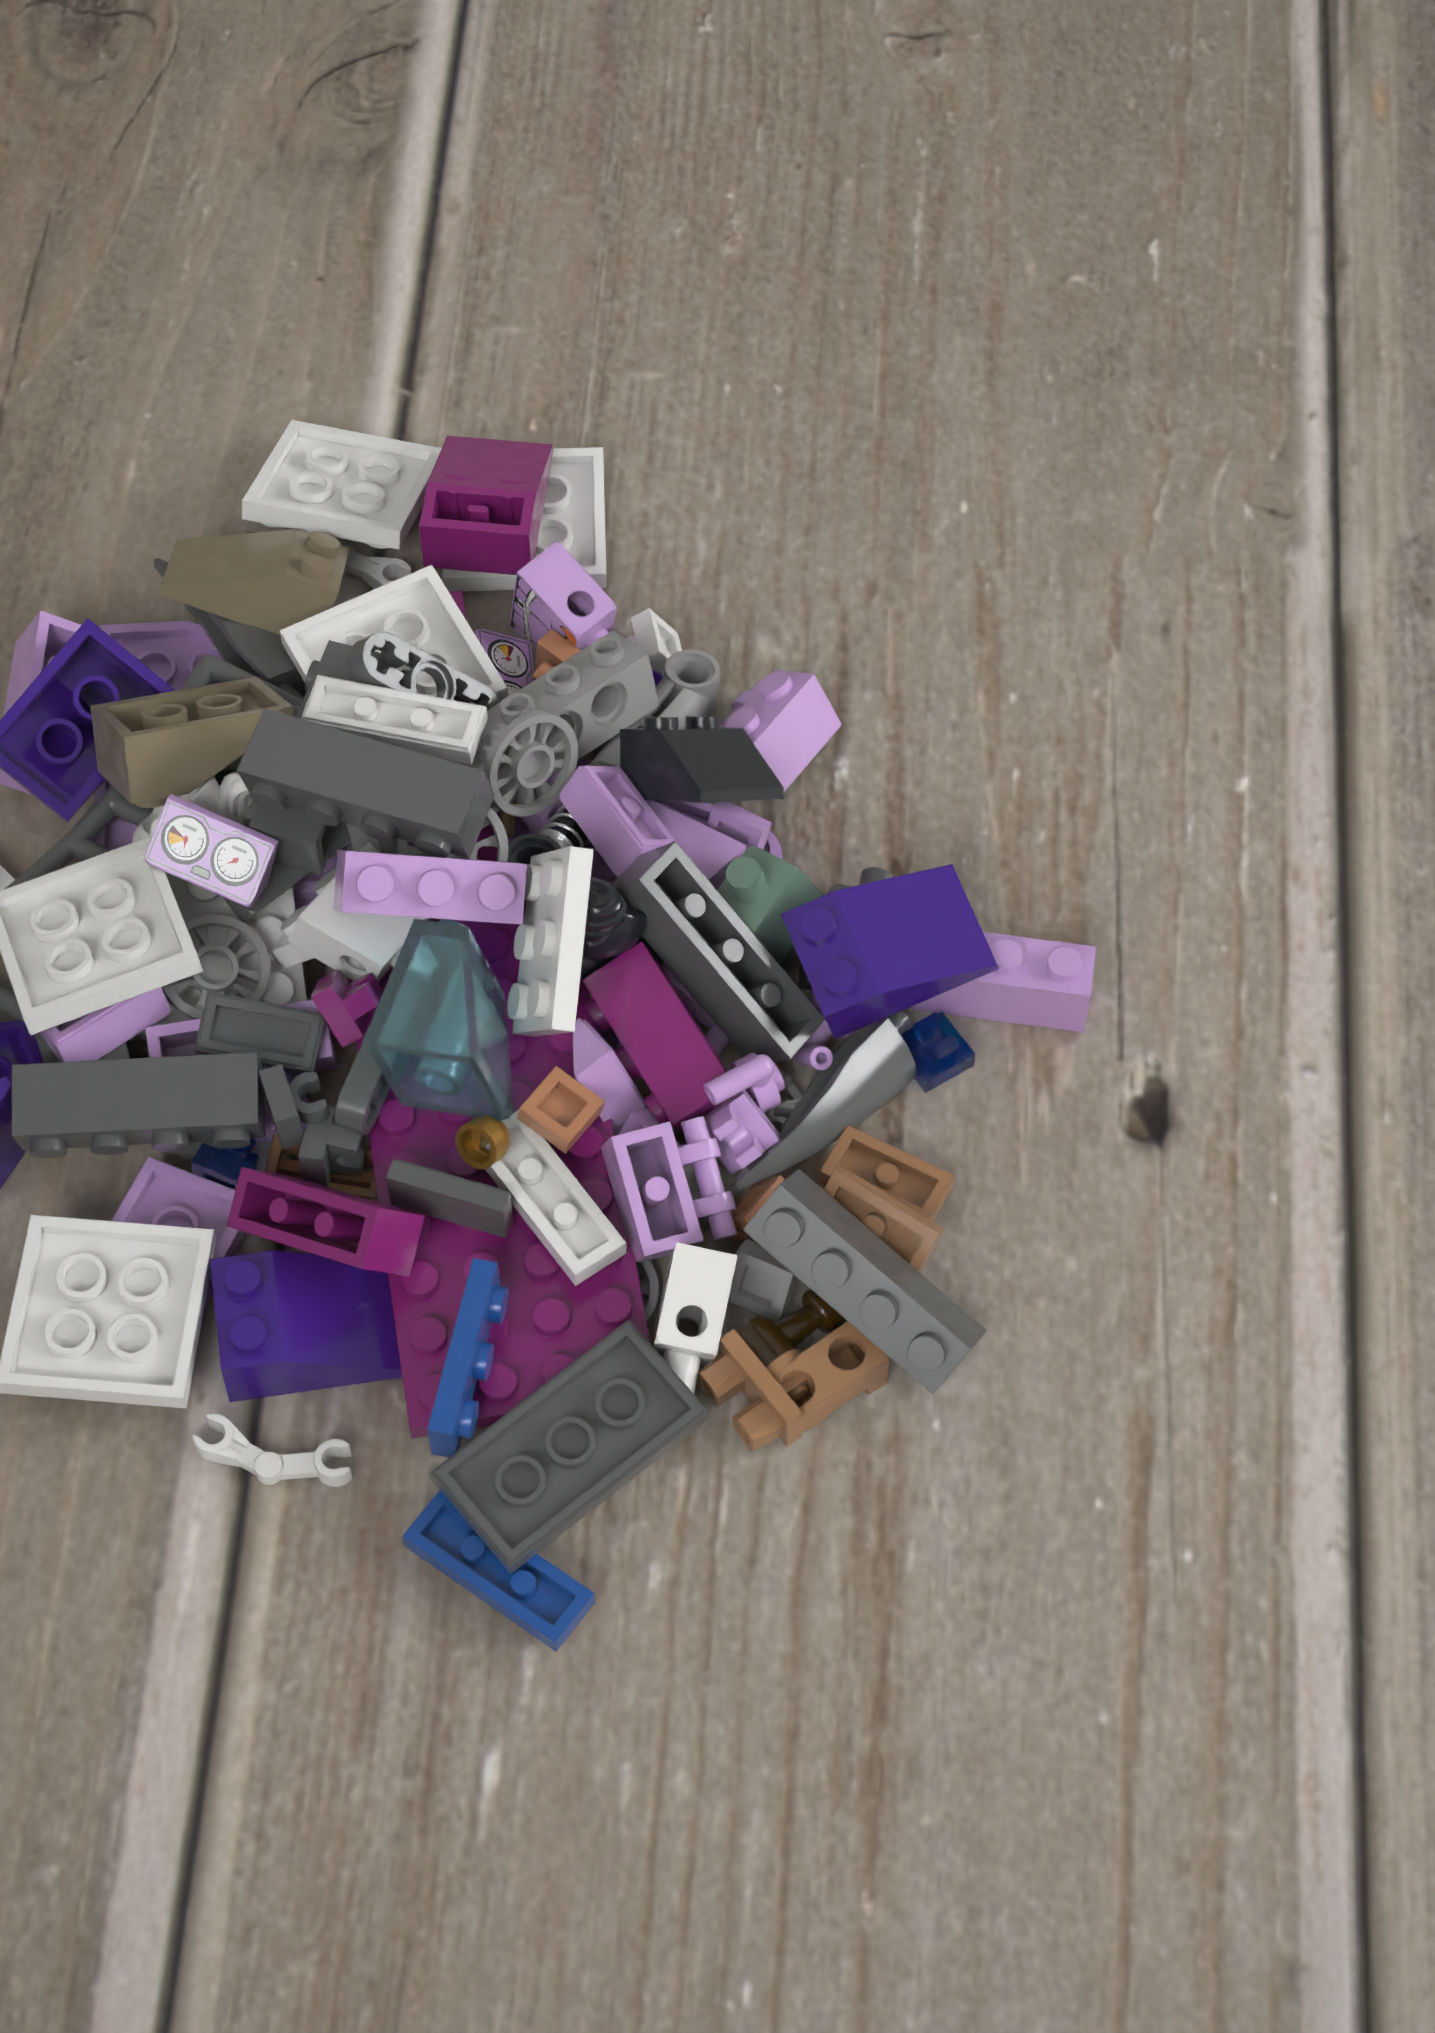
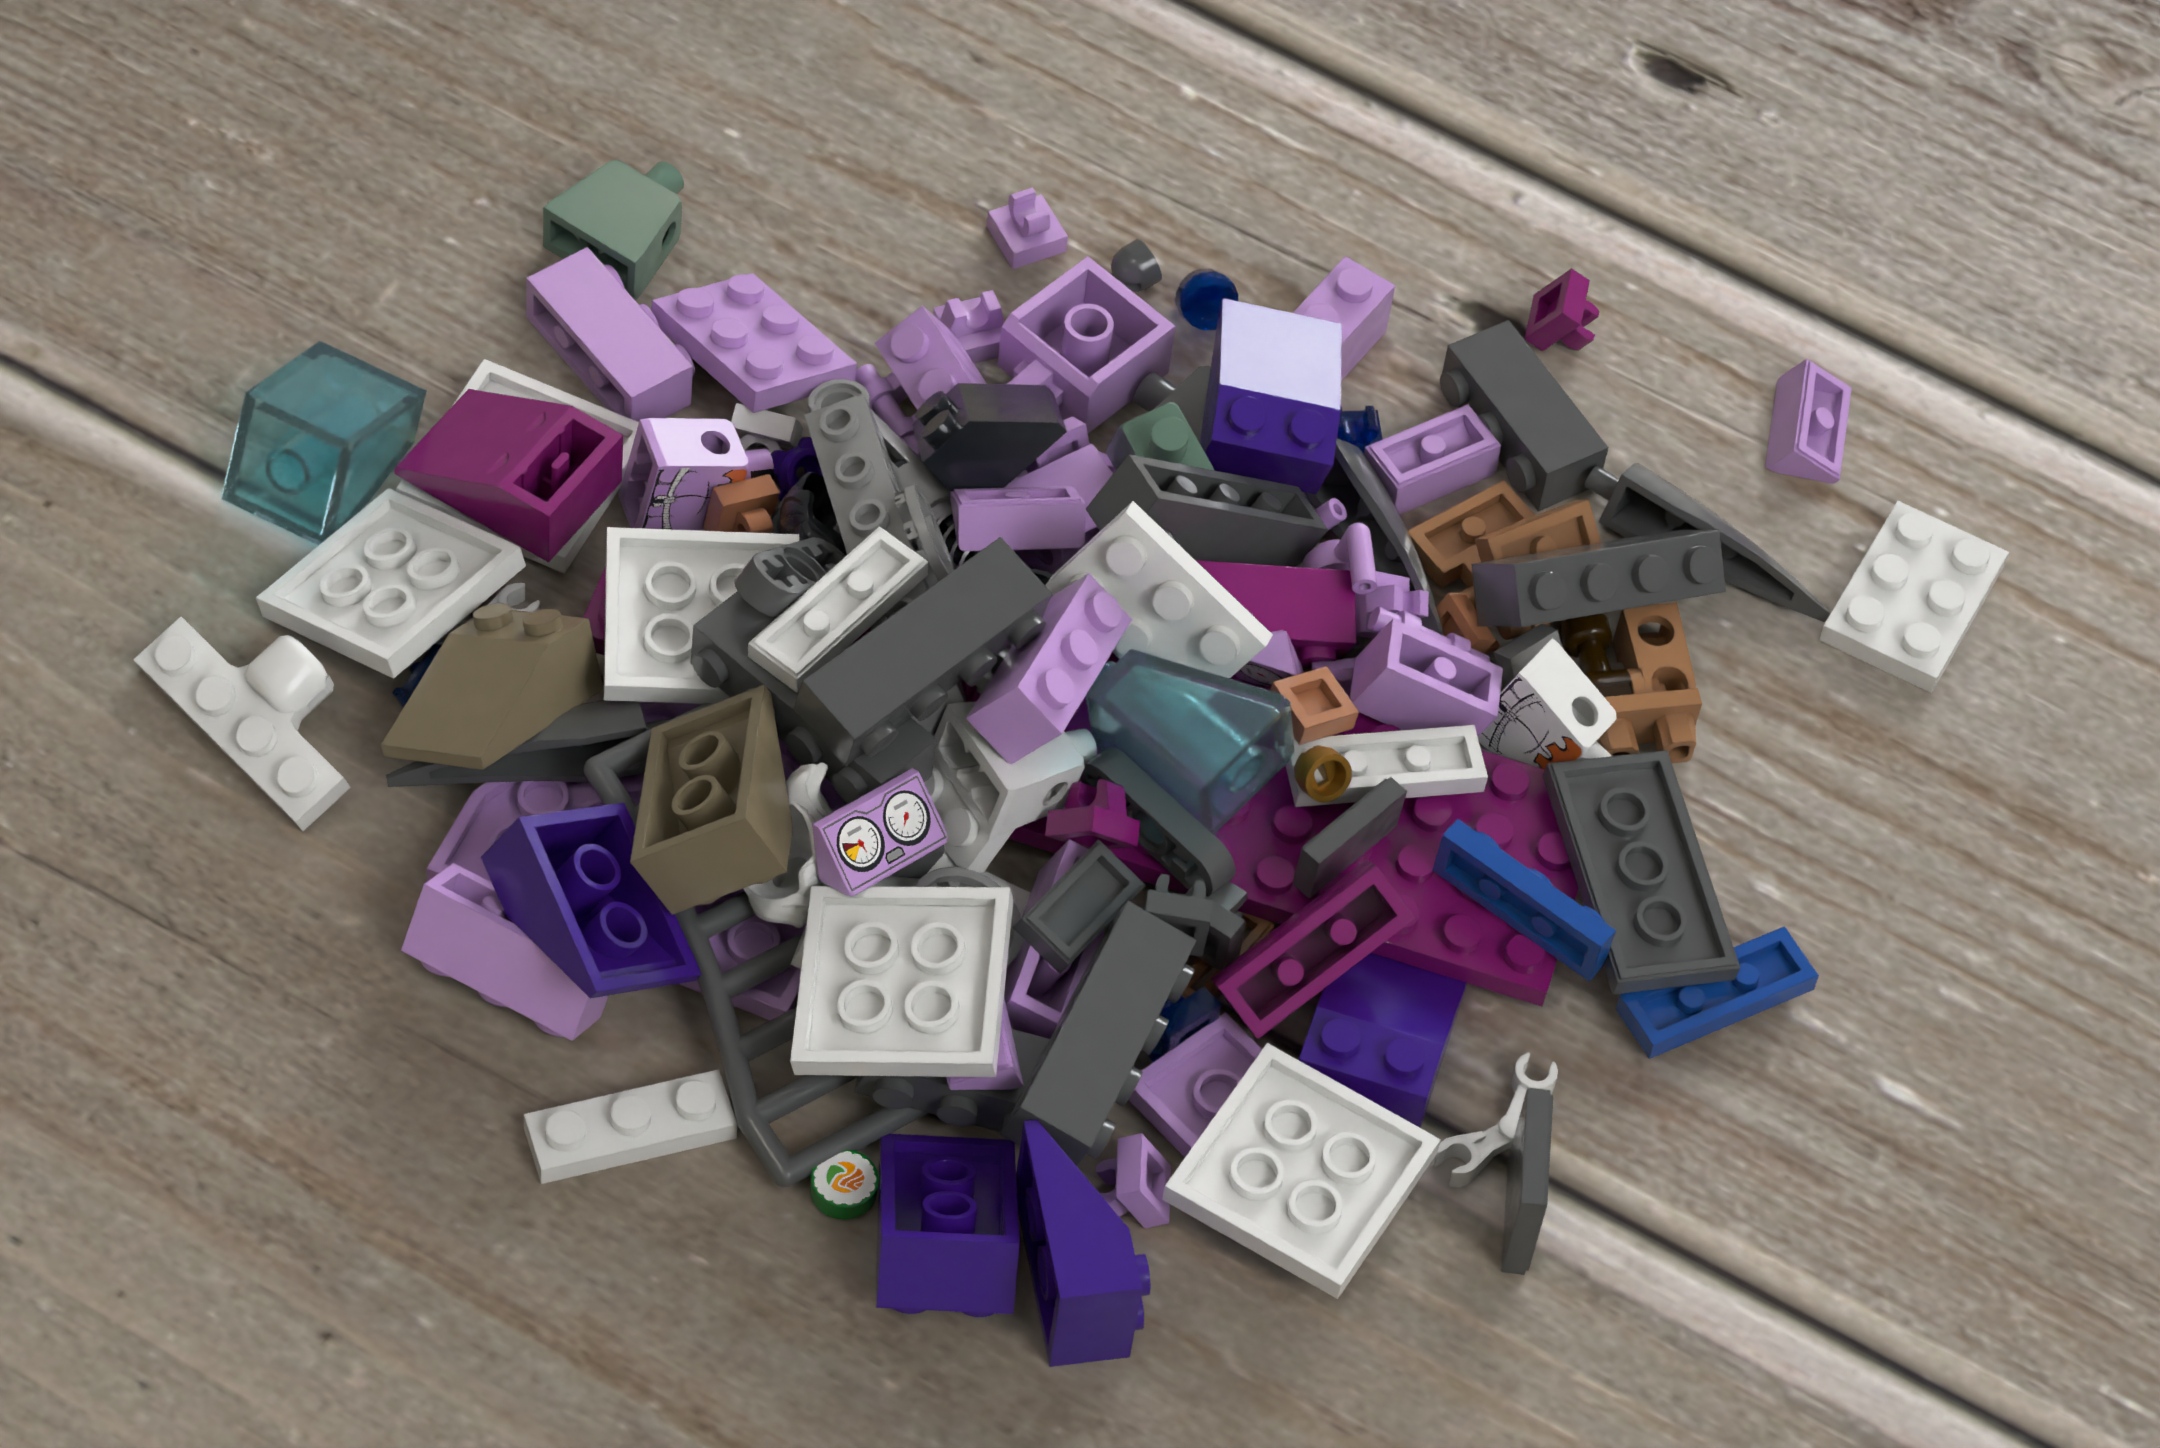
camera: 70 degrees left, 5 degrees down
(58, 1198) = (1139, 1180): none -> lavender tile
(183, 1484) = (1527, 1181): none -> dark grey tile
(188, 465) = (253, 713): none -> white plate
(461, 382) = (320, 440): none -> clear light blue slope
(678, 515) = (609, 338): none -> lavender brick
(730, 597) = (752, 341): none -> lavender plate
(800, 471) = (621, 218): none -> sand green torso
(865, 740) = (975, 324): none -> lavender tile
(873, 809) = (1086, 343): none -> lavender hinge
(948, 1115) = (1435, 458): none -> lavender slope
(998, 733) = (1026, 229): none -> lavender tile
(1005, 881) = (1200, 297): none -> clear blue tile
(1008, 820) = (1136, 266): none -> dark grey hinge
(1015, 1308) = (1649, 504): none -> dark grey piece
(1040, 1162) = (1540, 430): none -> dark grey brick
(1063, 1567) = (1914, 596): none -> white plate
(1183, 1144) = (1562, 313): none -> magenta tile
(1208, 1403) = (1808, 424): none -> lavender slope

